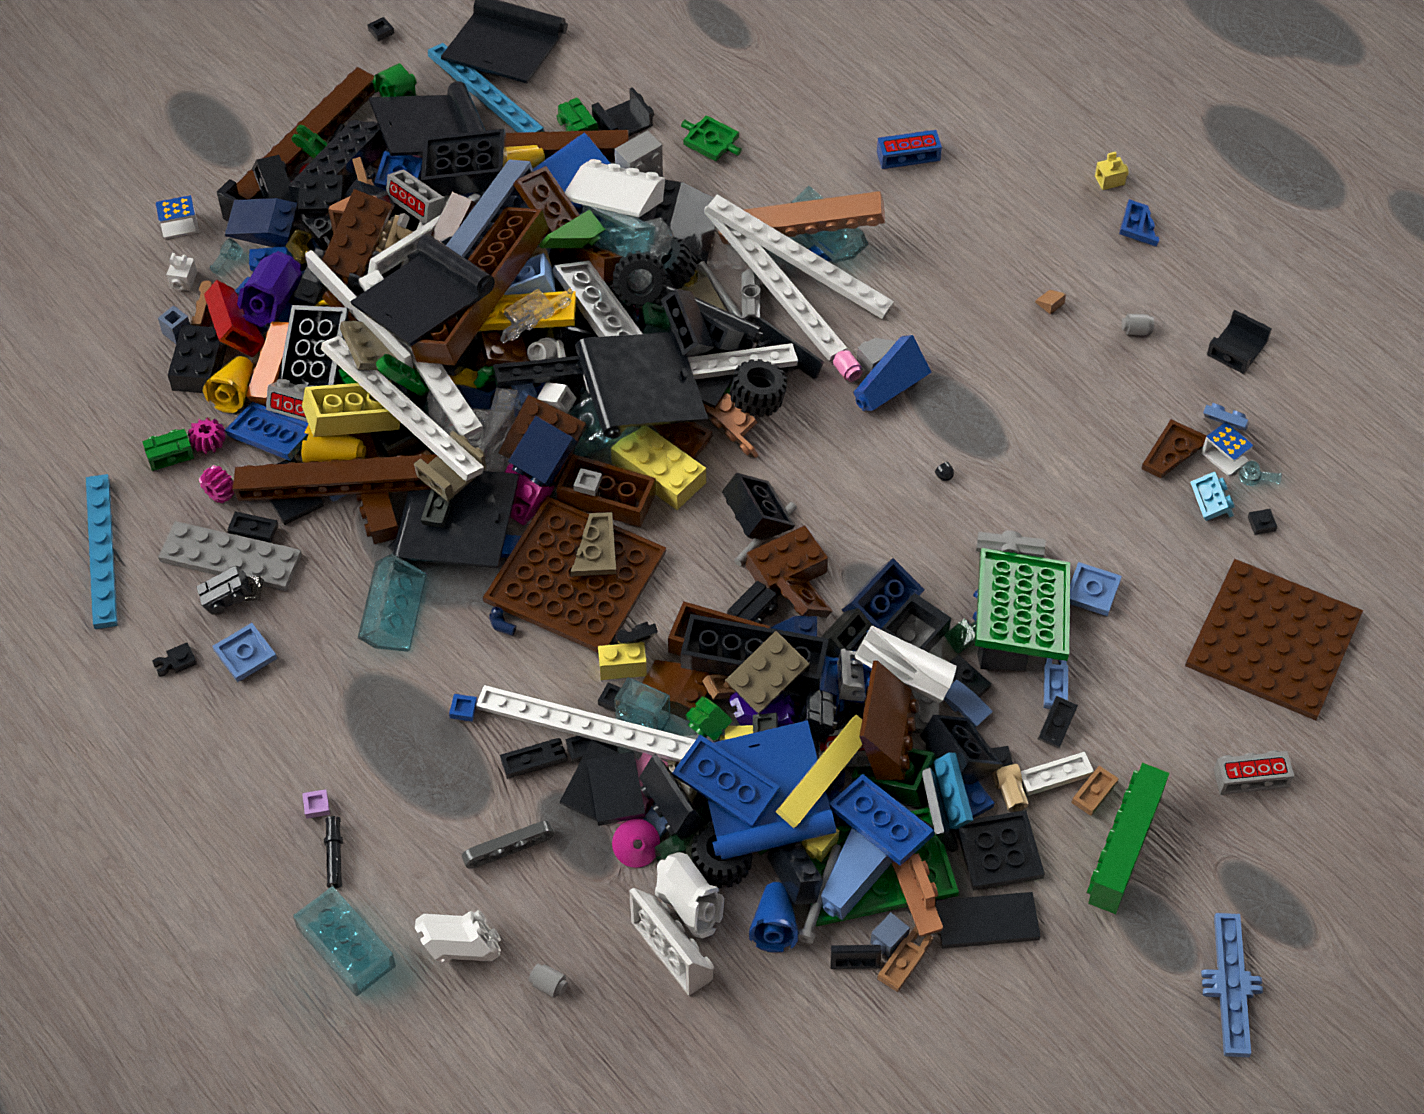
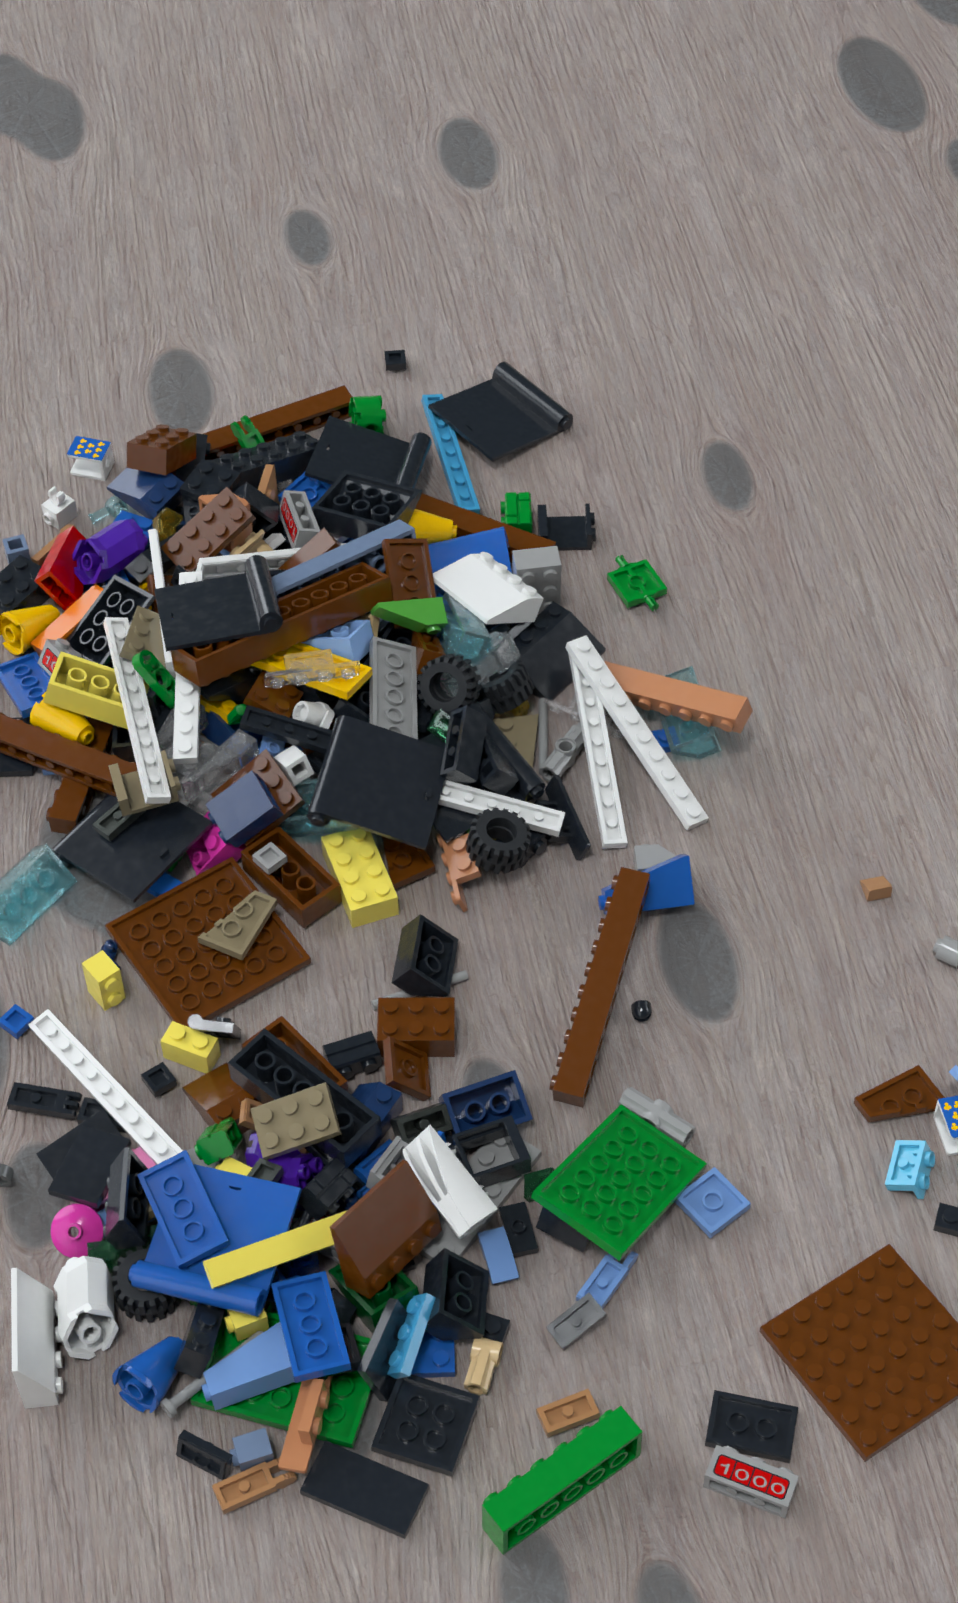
camera: 30 degrees right, 5 degrees down
(257, 182) = (161, 450): none -> reddish brown brick
(517, 641) = (103, 980): none -> light yellow brick
(642, 705) = (171, 1102): clear light blue brick -> none
(847, 366) = (614, 858): bright pink brick -> none
(909, 149) = (829, 673): blue brick -> none
(910, 466) = (601, 987): none -> reddish brown brick
(1056, 773) = (538, 1374): white plate -> none
(1224, 734) = (752, 1426): none -> black tile

